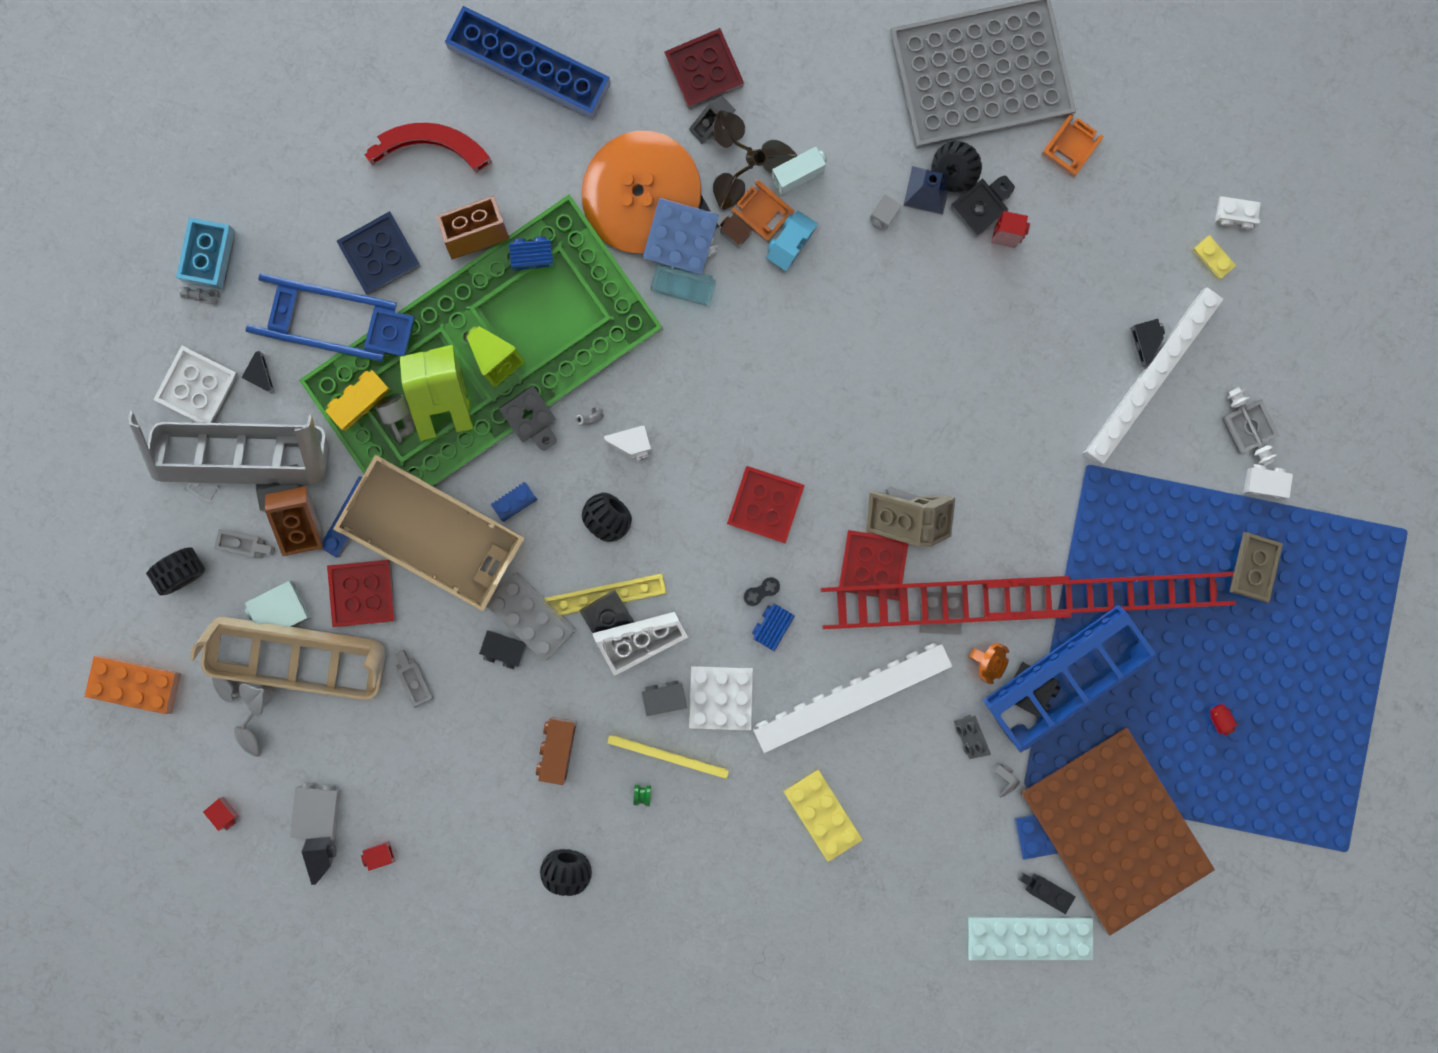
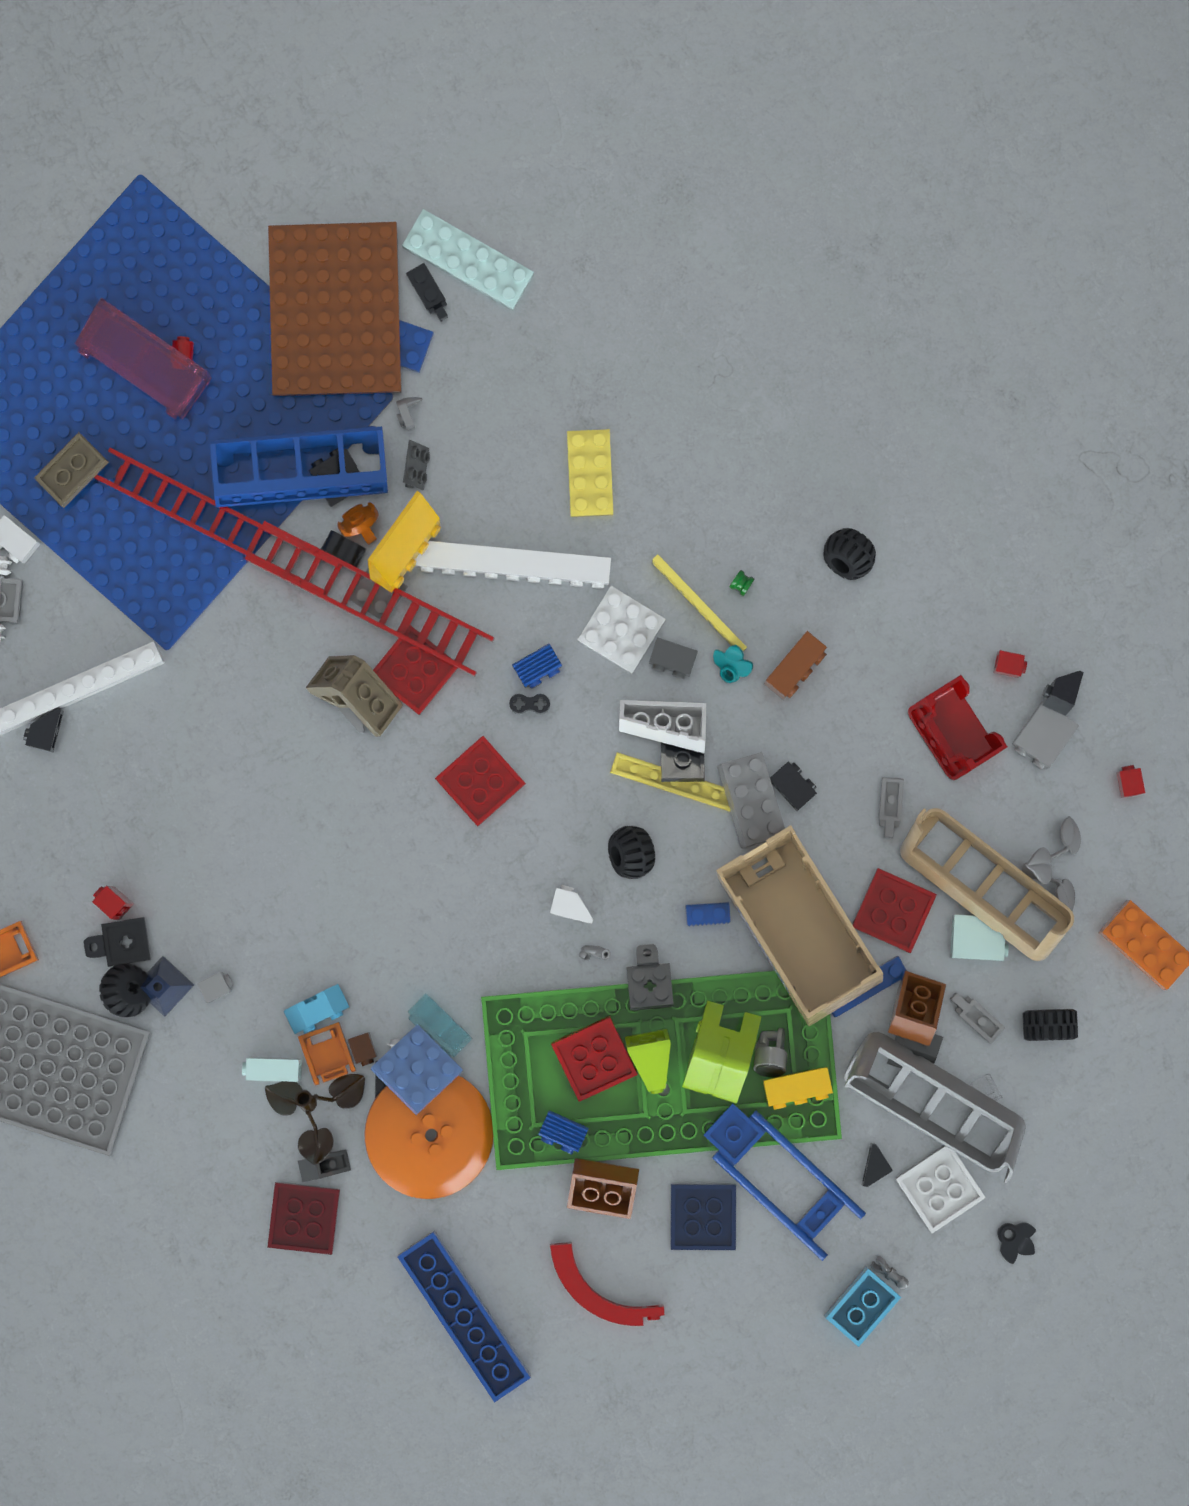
camera: 150 degrees left, 0 degrees up
(107, 379) = (1018, 1242): none -> black plate
(393, 773) = (954, 730): none -> red windscreen
(540, 329) = (594, 1058): none -> red plate
(611, 722) = (732, 664): none -> teal plate
(944, 663) = (403, 543): none -> yellow slope
(991, 632) = (343, 548): none -> black axle
(1253, 694) = (142, 359): none -> clear pink windscreen

